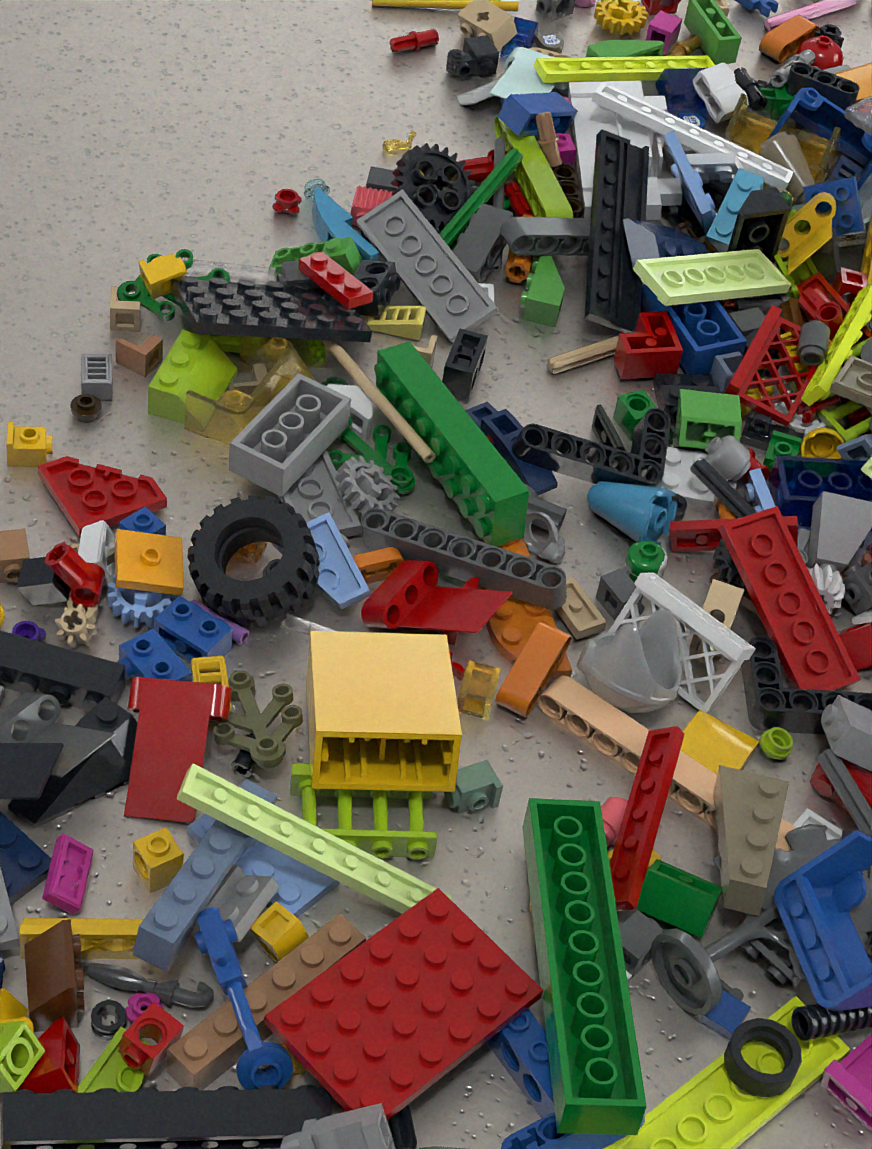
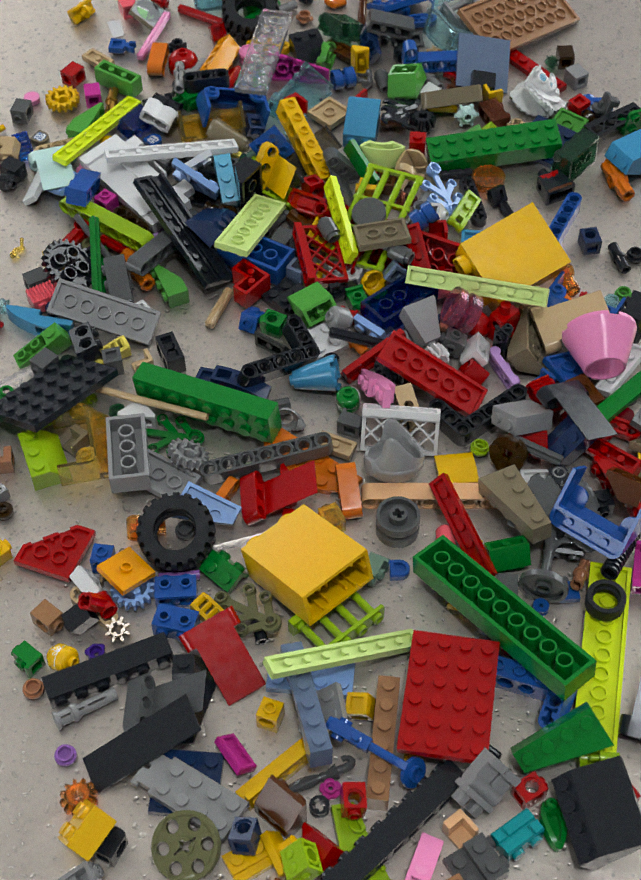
camera: 30 degrees left, 5 degrees up
(278, 652) = (223, 570): none -> green bracket
(335, 280) = (69, 352): red plate -> none
(385, 326) = (113, 358): none -> dark grey panel
(508, 815) = (398, 570): none -> blue tile
(548, 138) = (102, 199): medium nougat axle -> none
(563, 752) = (397, 522): none -> dark grey wheel
(608, 389) = (249, 319): none -> blue bracket
(664, 1003) = (541, 606): none -> blue piece
(693, 570) = (377, 386): none -> bright pink slope
(762, 1002) = (580, 575): none -> nougat axle
(814, 758) = (517, 447): none -> dark brown plate

